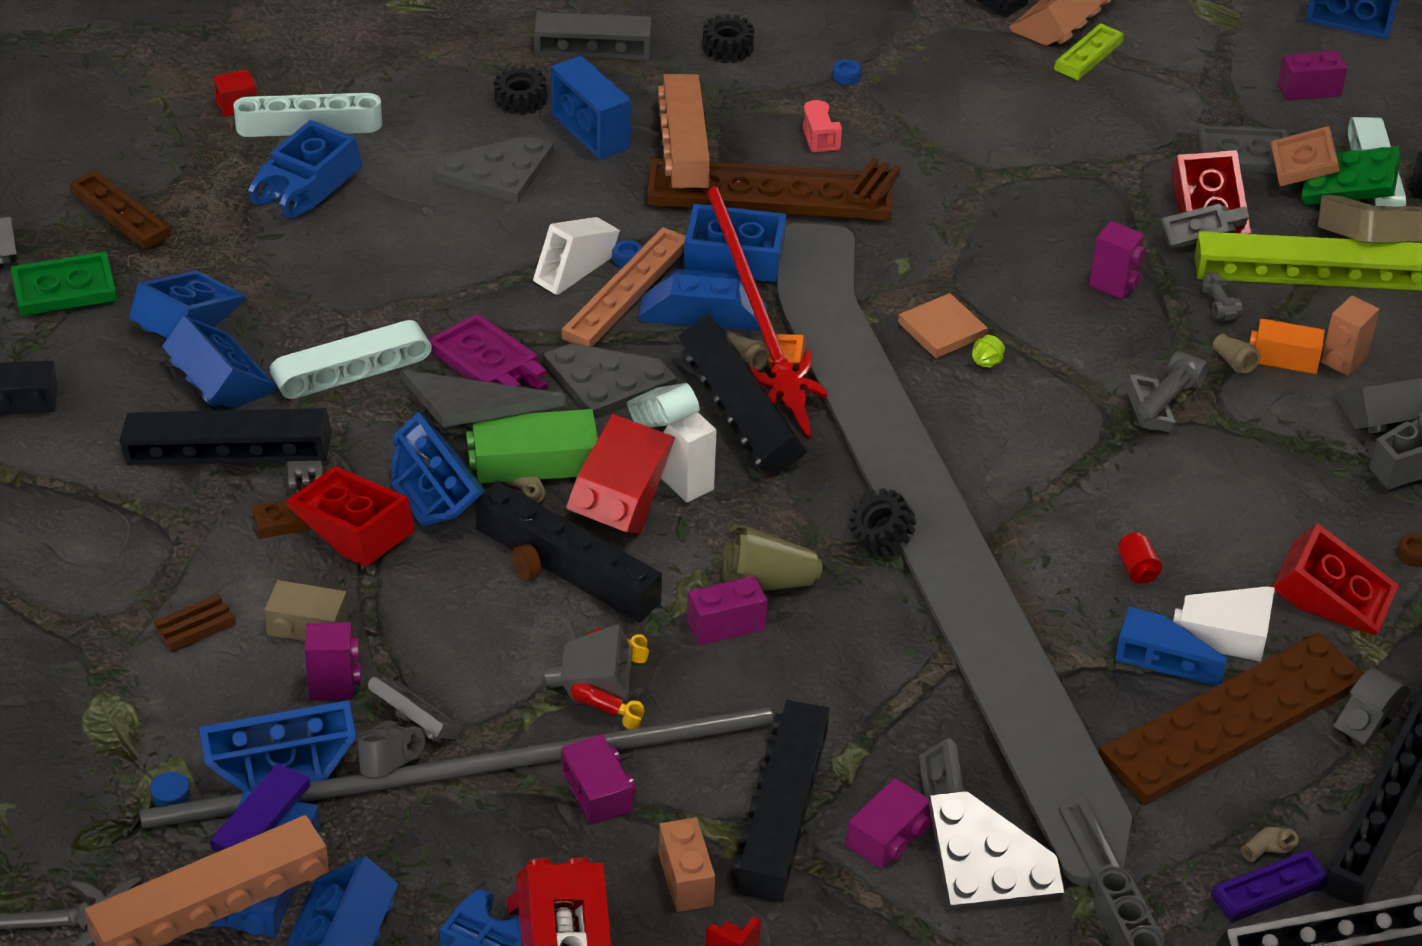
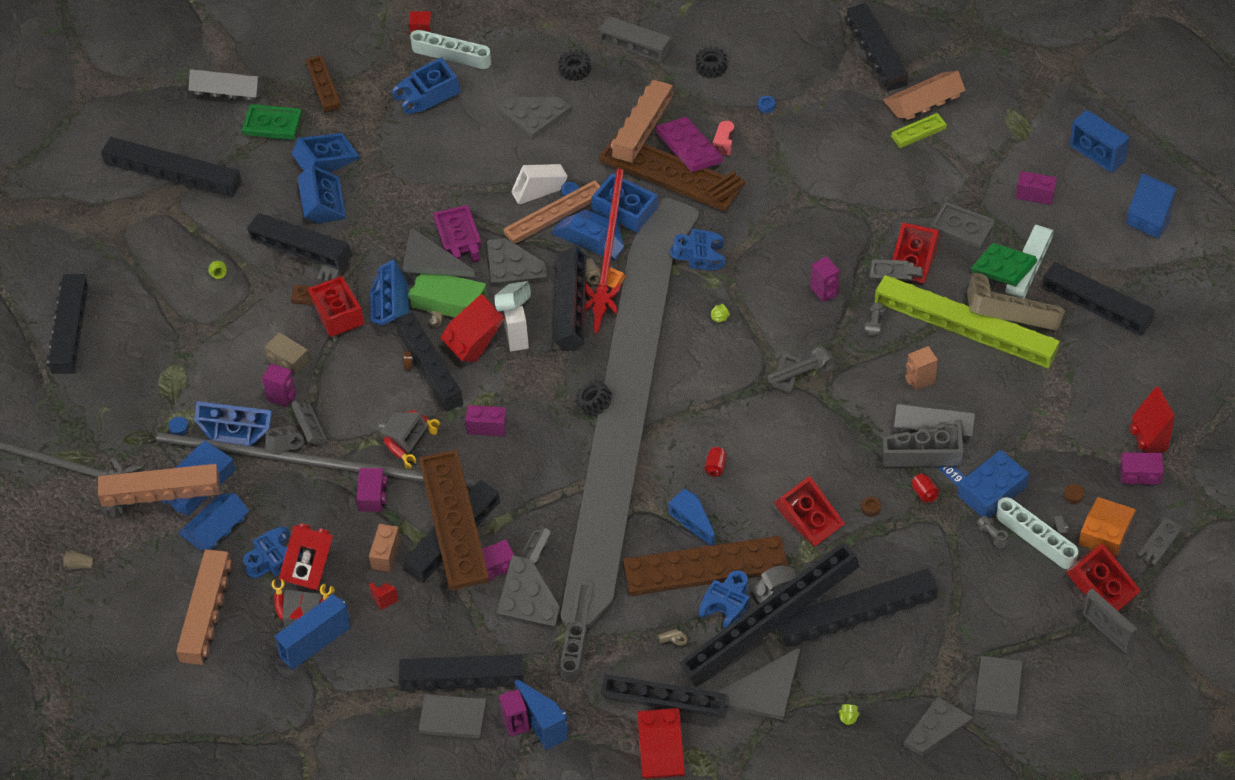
camera: 30 degrees right, 10 degrees up
(97, 521) = (217, 269): none -> lime plate
(192, 619) = (235, 338): reddish brown tile -> none
(263, 807) = (205, 452): dark purple tile -> none
(350, 359) = (388, 213): light aqua beam -> none
(590, 107) = (600, 90): blue brick -> none
(769, 559) = (522, 401): olive cone -> none
(774, 145) = (689, 144): none -> magenta plate
(792, 774) = (453, 520): none -> reddish brown plate
(892, 274) = (699, 249): none -> blue piece
(942, 325) = (709, 288): nougat tile -> none
(1229, 620) = (736, 513): white slope -> none
(1237, 353) = (858, 359): dark tan cone -> none
(1269, 886) = (656, 659): dark purple tile -> none
(1288, 345) = (887, 362): orange brick -> none
(1304, 156) = (985, 243): nougat tile -> none
(1313, 752) = (727, 598): none -> blue piece

